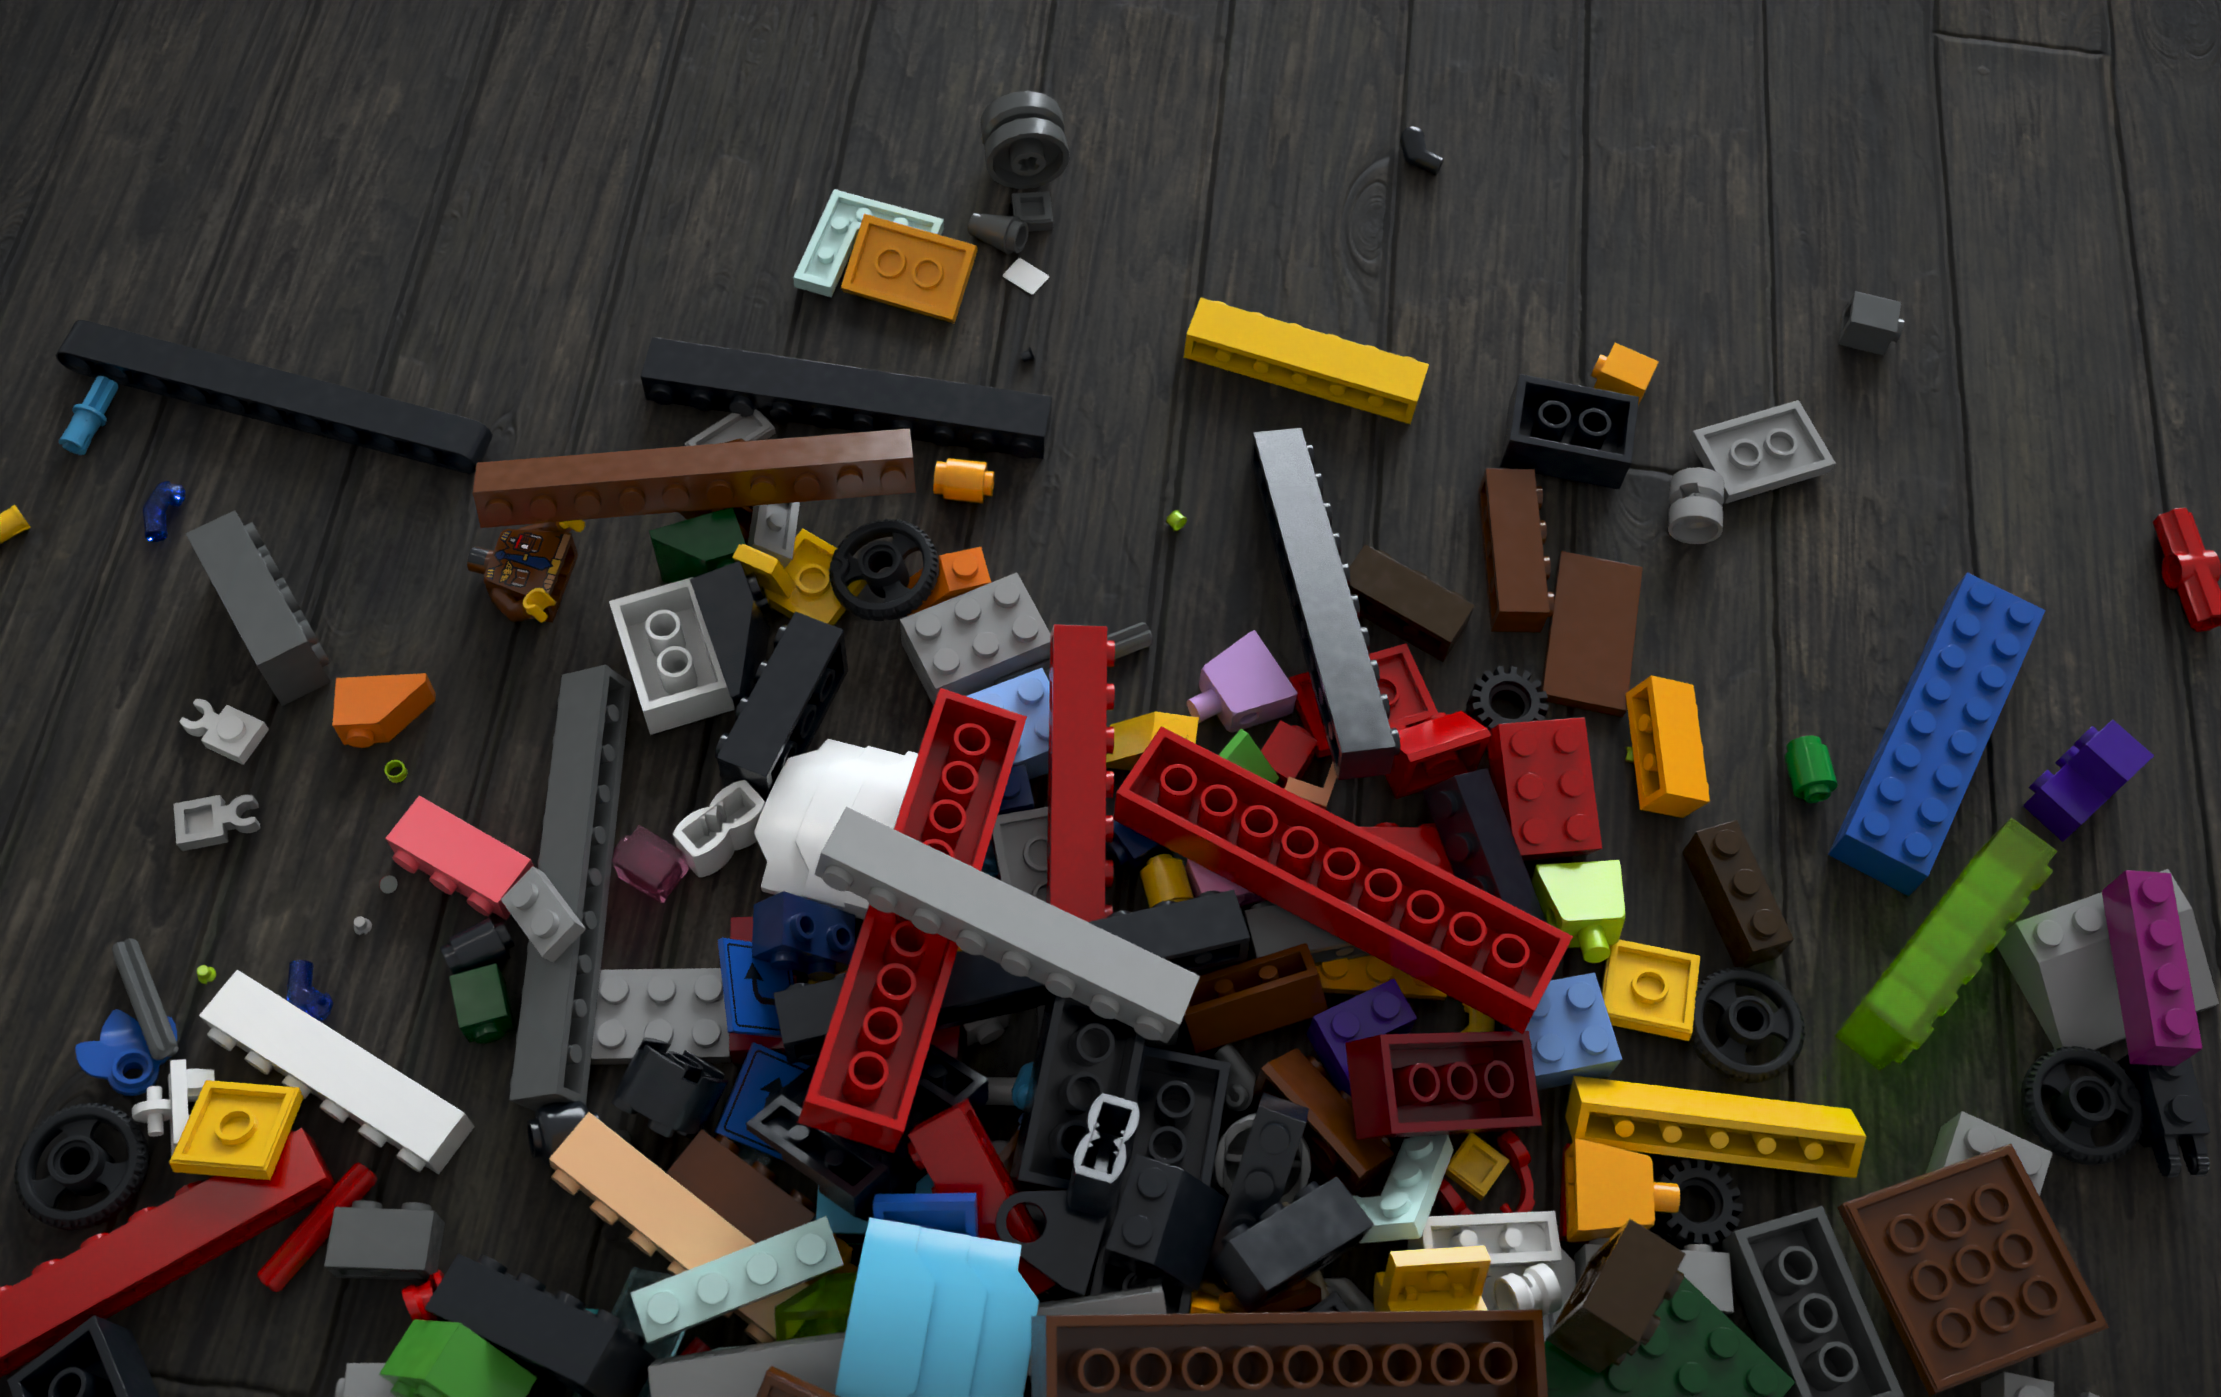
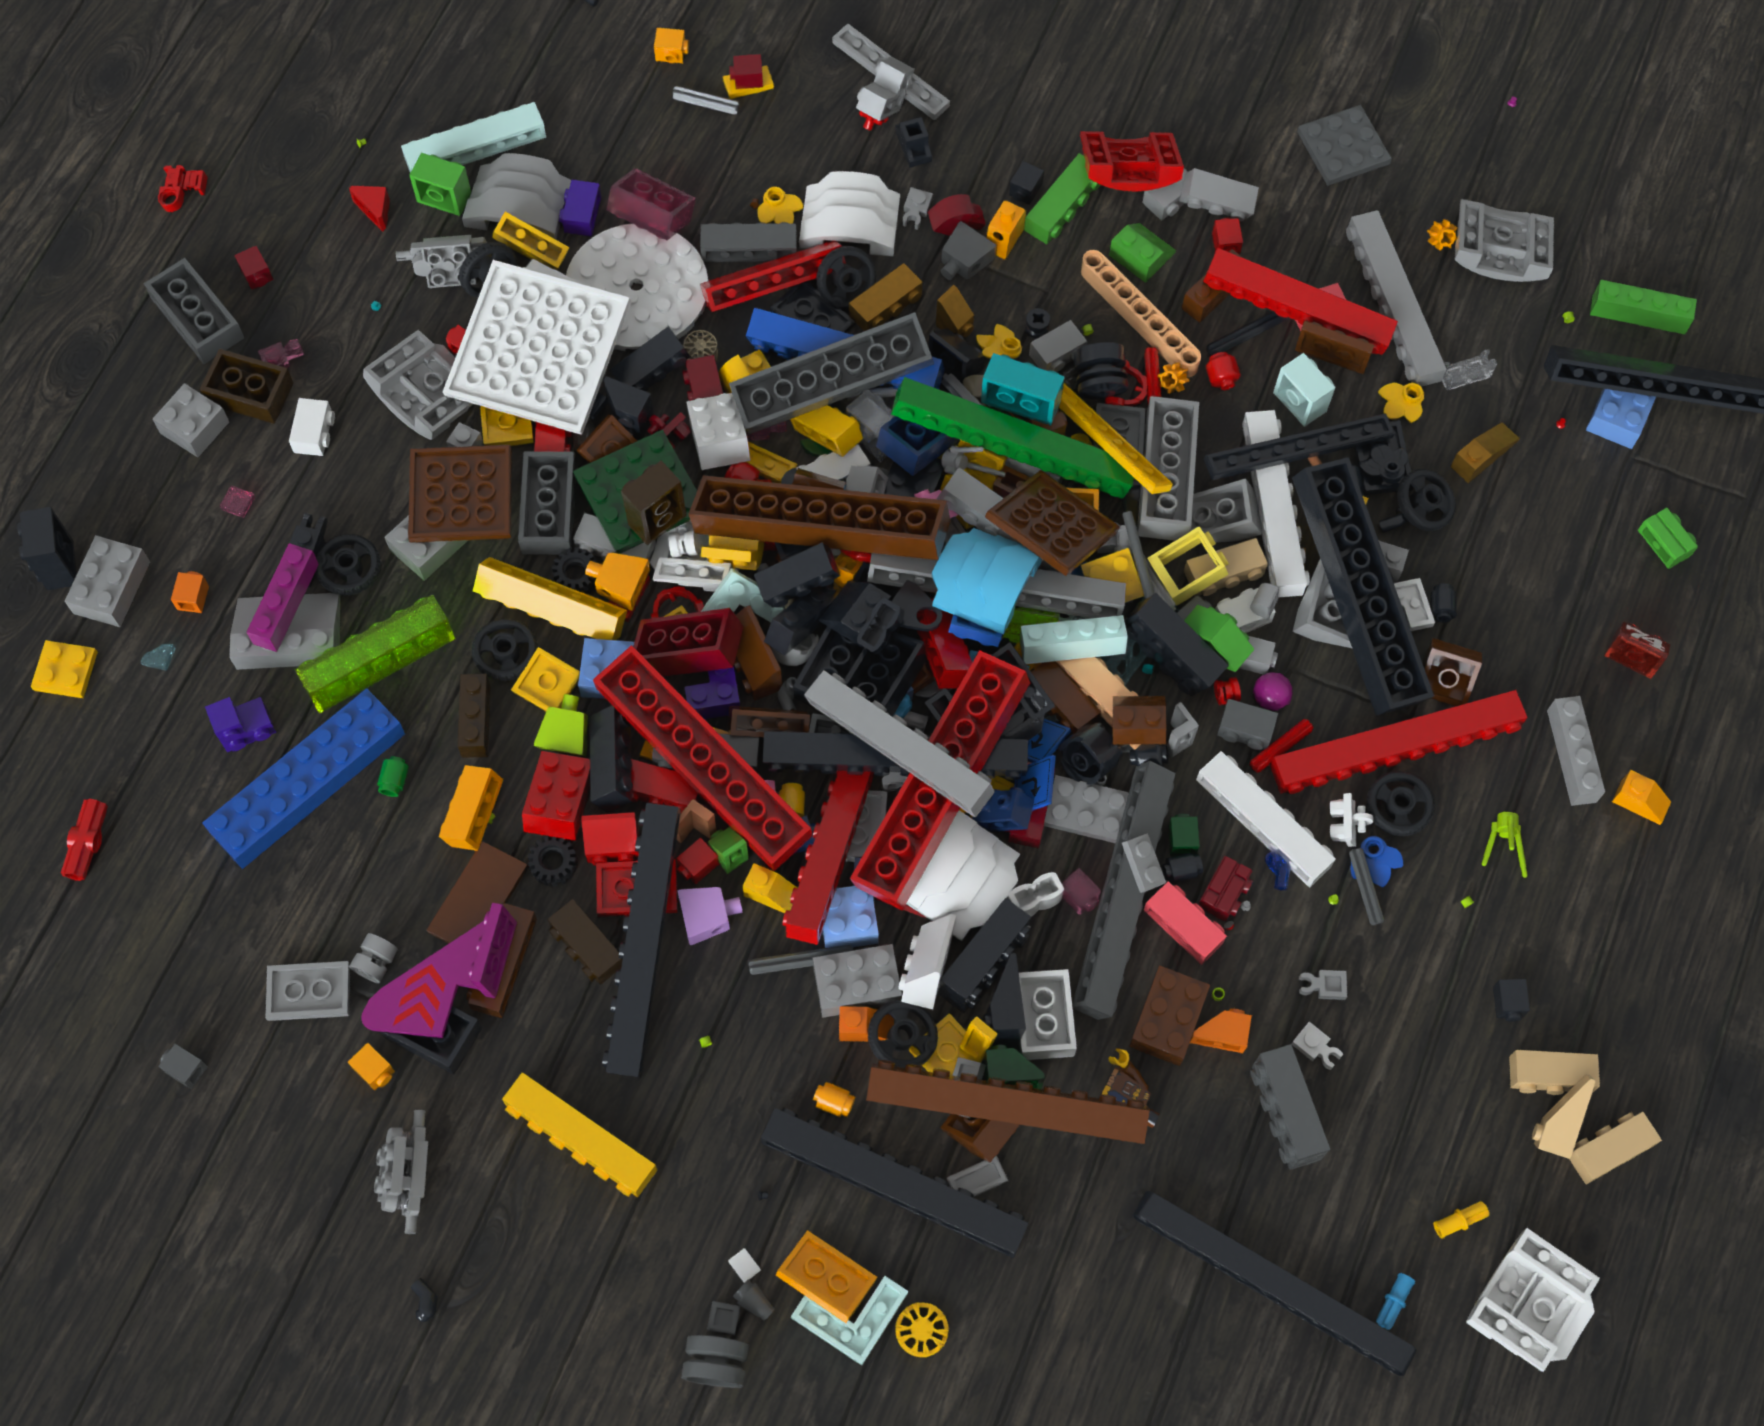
camera: 160 degrees left, 5 degrees up
(156, 507) = (1352, 1216): clear blue arm -> none
(237, 1130) = (1317, 790): yellow plate -> none
(340, 1332) = (1273, 691): none -> magenta hair
(396, 931) = (1225, 888): none -> dark red brick
(469, 707) = (1169, 1015): none -> reddish brown brick
(504, 1170) = (1184, 730): none -> light grey panel
(583, 1141) = (1139, 720): none -> reddish brown slope
(764, 251) = (922, 1329): none -> yellow wheel
(872, 669) = (927, 962): none -> white slope
(1528, 276) = (391, 1182): none -> light grey piece
(1599, 448) = (424, 995): none -> magenta piece

